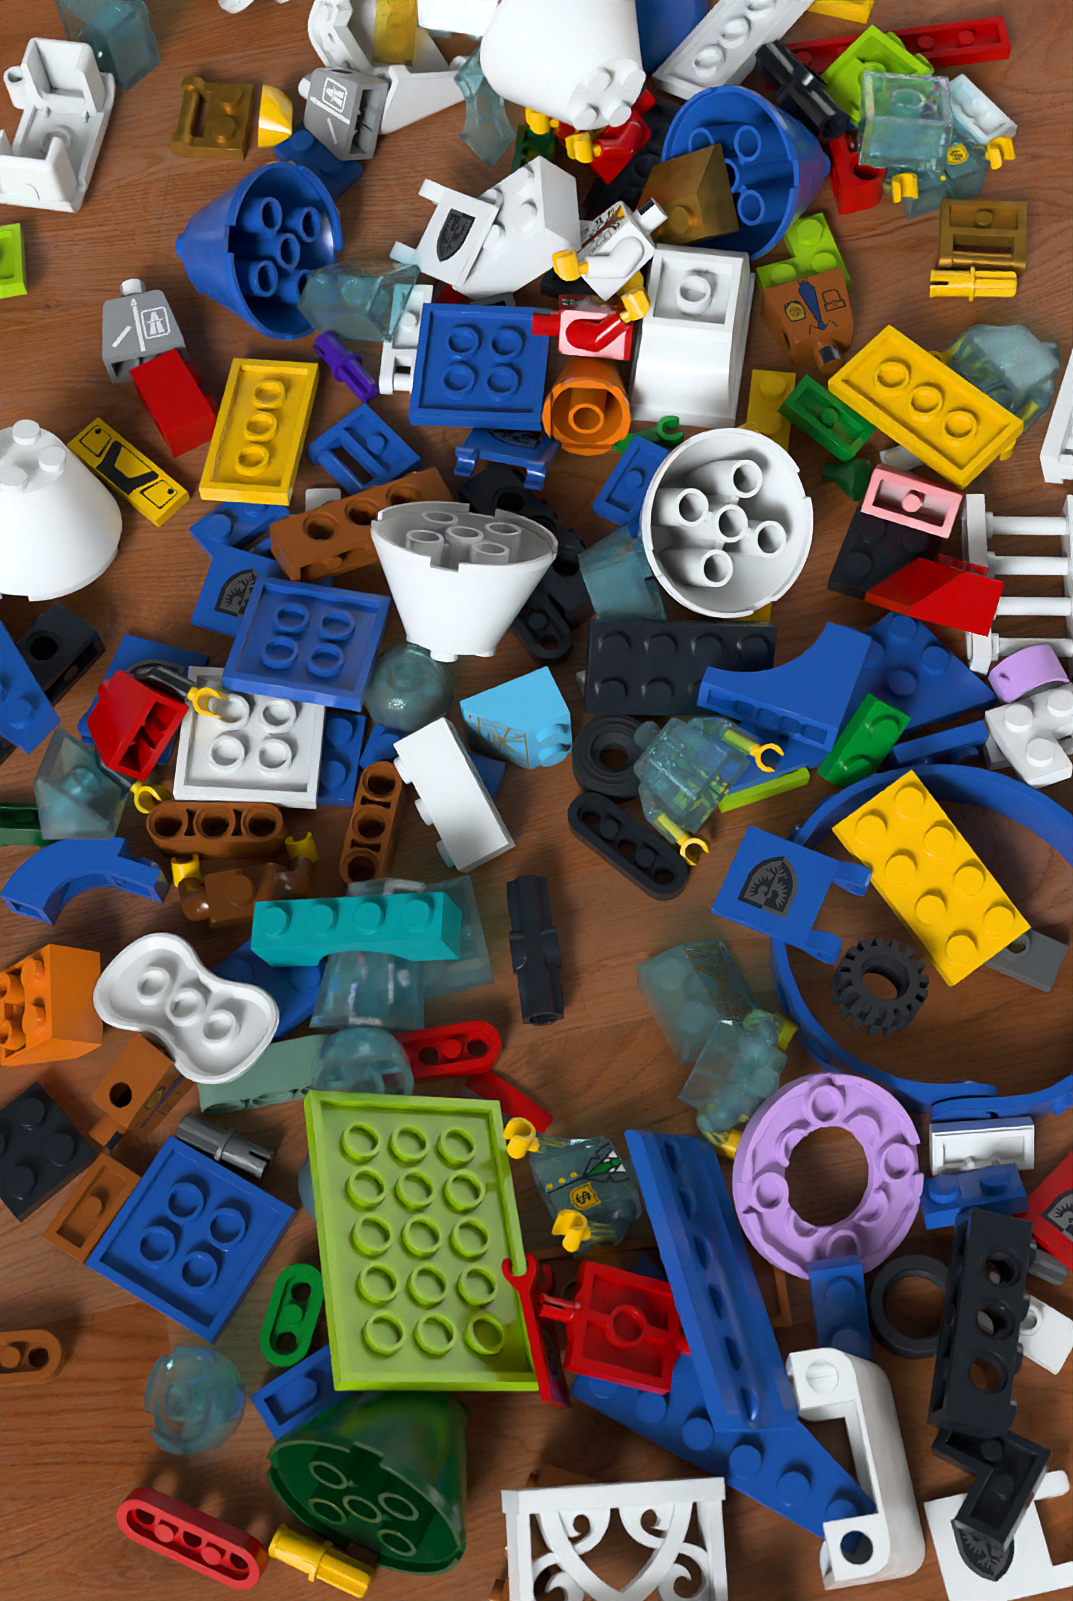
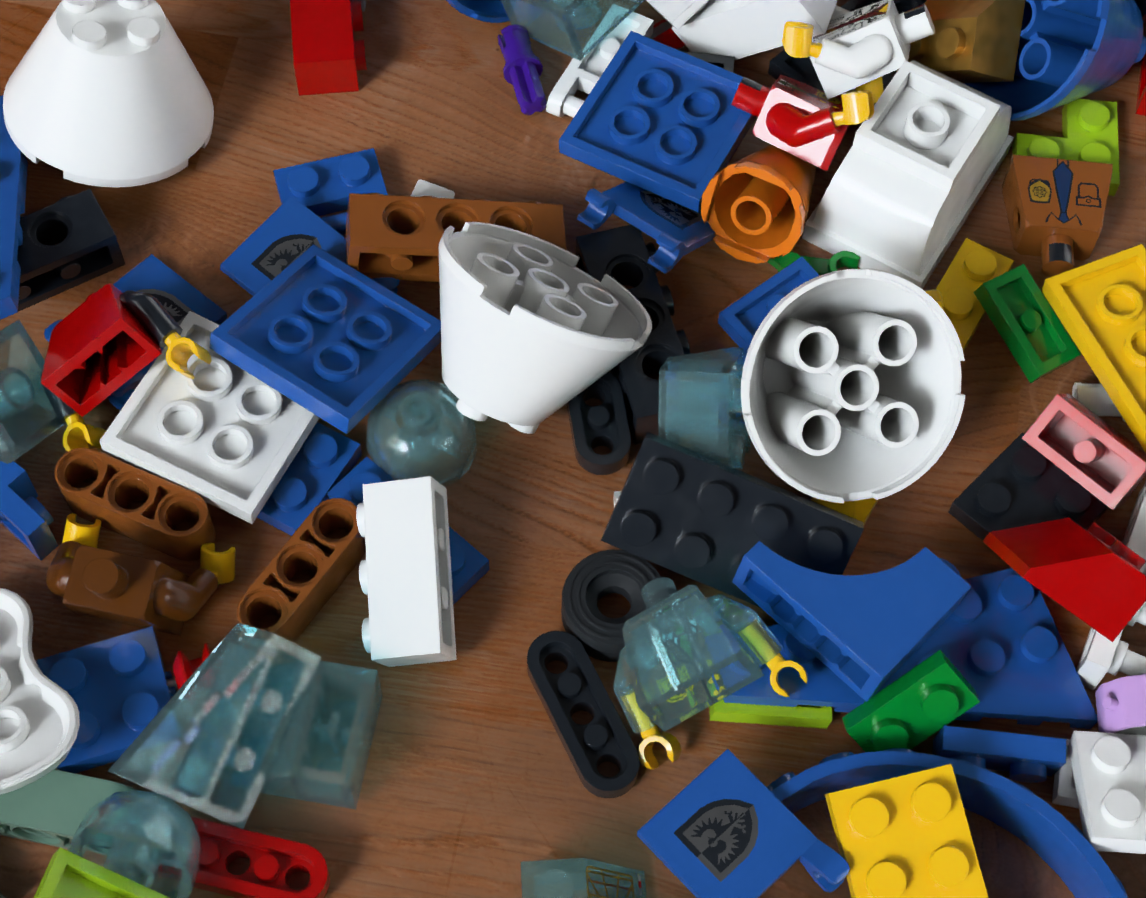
camera: 15 degrees right, 5 degrees down
(128, 472) = (242, 91): yellow tile -> none
(260, 432) = (395, 100): yellow plate -> none
(370, 444) = (508, 157): blue plate -> none
(395, 924) = (254, 692): teal arch -> none
(520, 721) = (521, 517): medium azure slope -> none
(535, 950) = (418, 792): black piece -> none
(850, 477) = (1026, 396): dark green rock -> none

